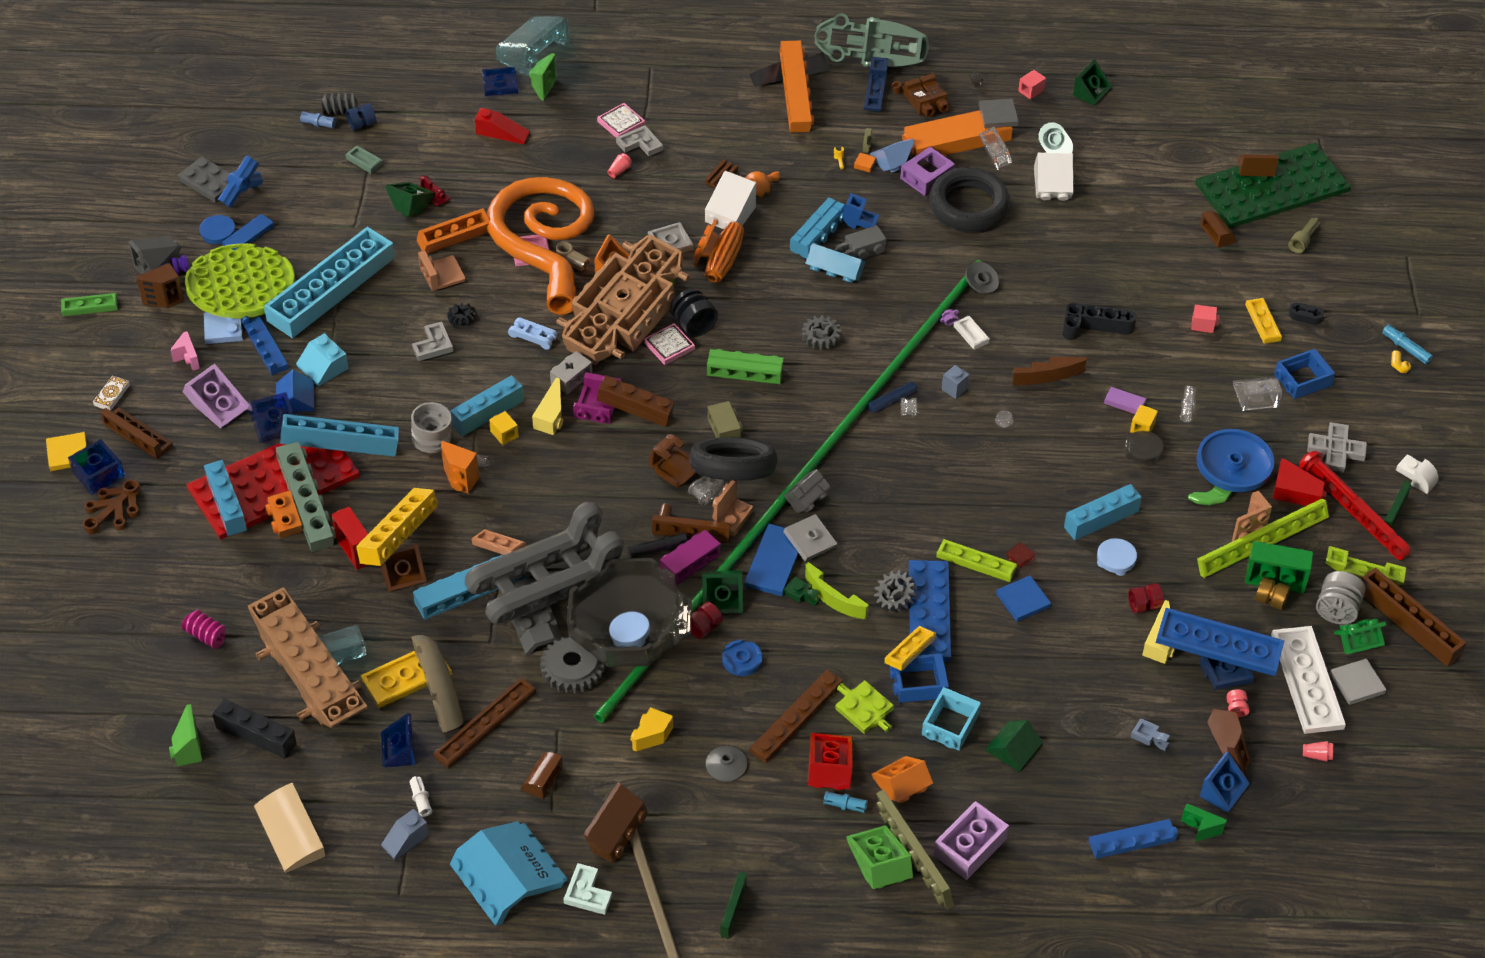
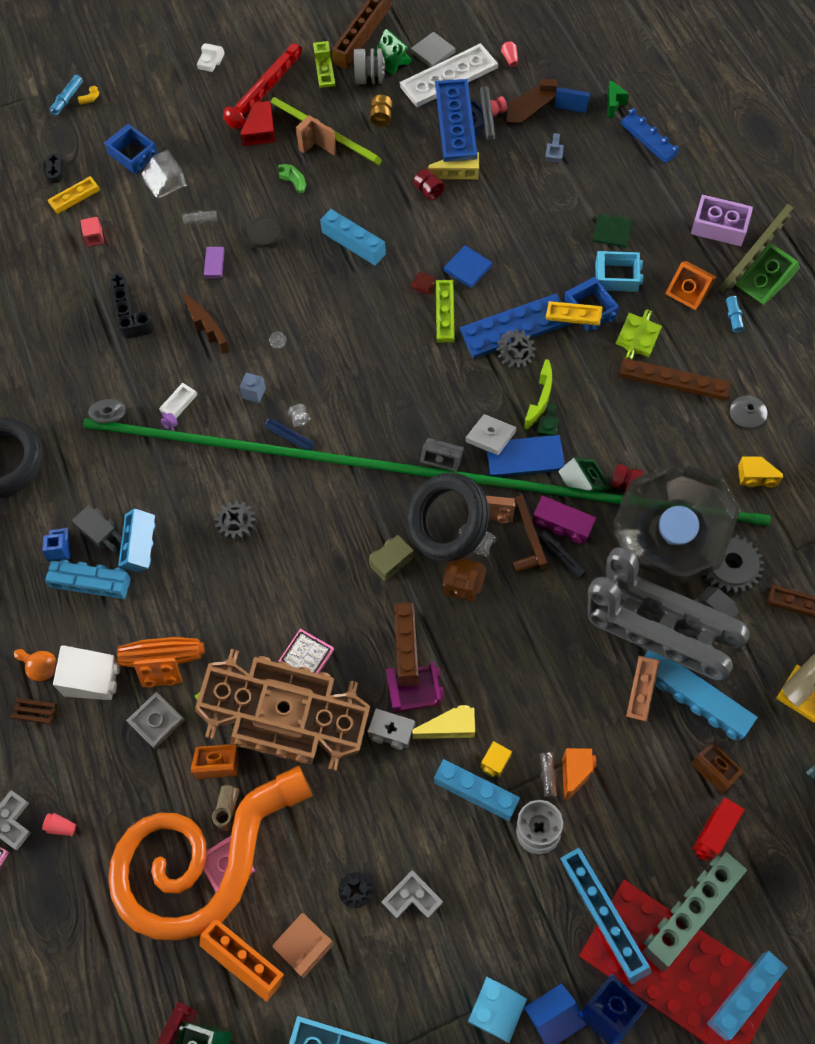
camera: 110 degrees left, 15 degrees up
(284, 514) = (725, 921): orange brick -> none
(396, 526) = (632, 794): yellow brick -> none
(498, 126) = (37, 1000): red slope -> none
(533, 332) = (351, 797): light blue plate -> none
(694, 312) = (266, 637): black wheel -> none
(742, 658) = (641, 440): blue tile -> none
(745, 366) = (310, 570): bright green brick -> none
(830, 761) = (704, 336): red slope -> none
(1116, 556) = (392, 217): light blue tile -> none
(1144, 419) = (235, 239): yellow brick -> none
(1220, 676) = (487, 113): none -> dark grey axle
(1235, 460) = (254, 165): blue dish -> none
(1280, 564) = (357, 109): green brick -> none
(1337, 446) = (203, 111): light grey plate -> none
(1398, 503) = (251, 61): dark green tile -> none

